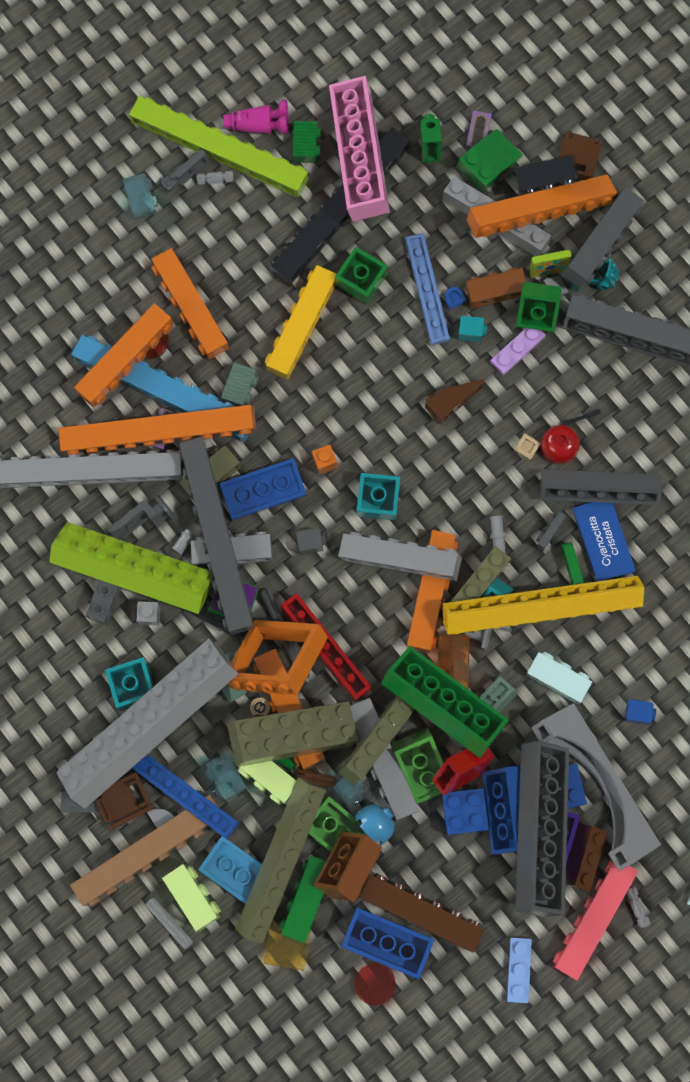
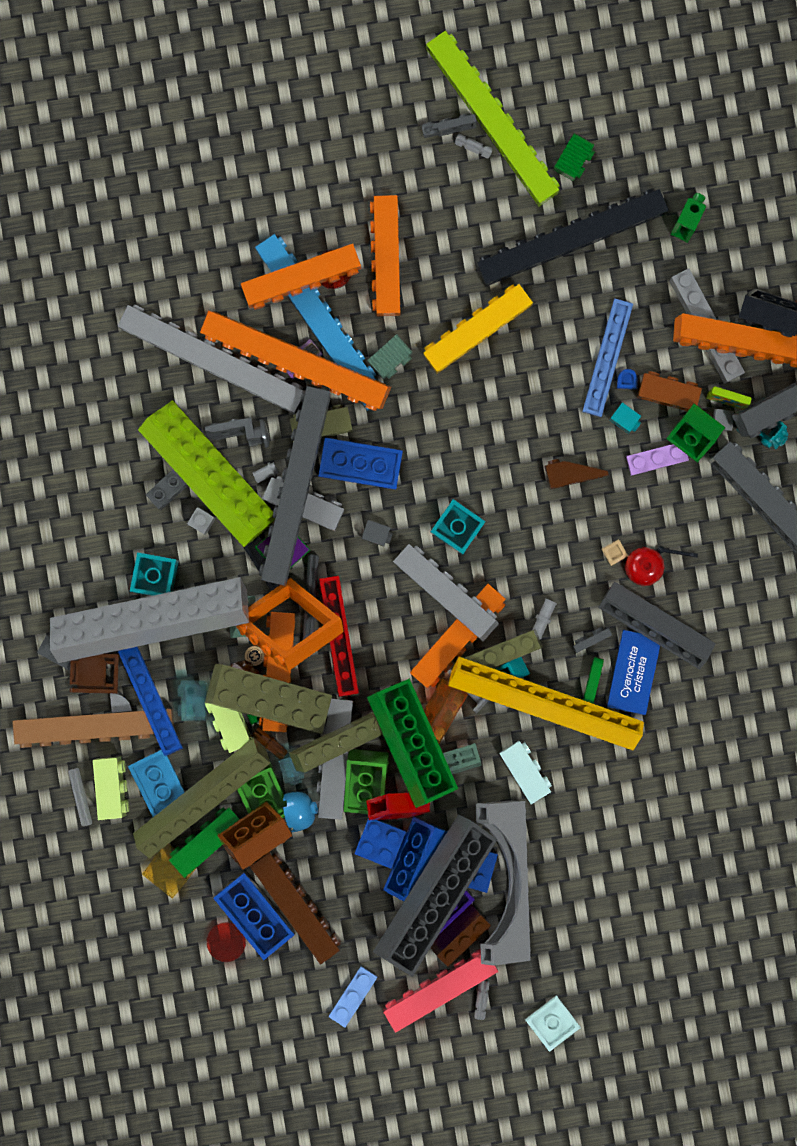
camera: 25 degrees right, 10 degrees up
(139, 195) = (395, 128): clear light blue brick -> none
(259, 119) = (543, 112): dark pink piece -> none
(324, 459) = (429, 467): orange brick -> none
(359, 149) = (616, 195): bright pink brick -> none
(361, 275) = (554, 314): green brick -> none
(478, 128) = (738, 233): tile -> none
(489, 160) = (732, 267): green slope -> none
(640, 712) = (578, 839): blue brick -> none

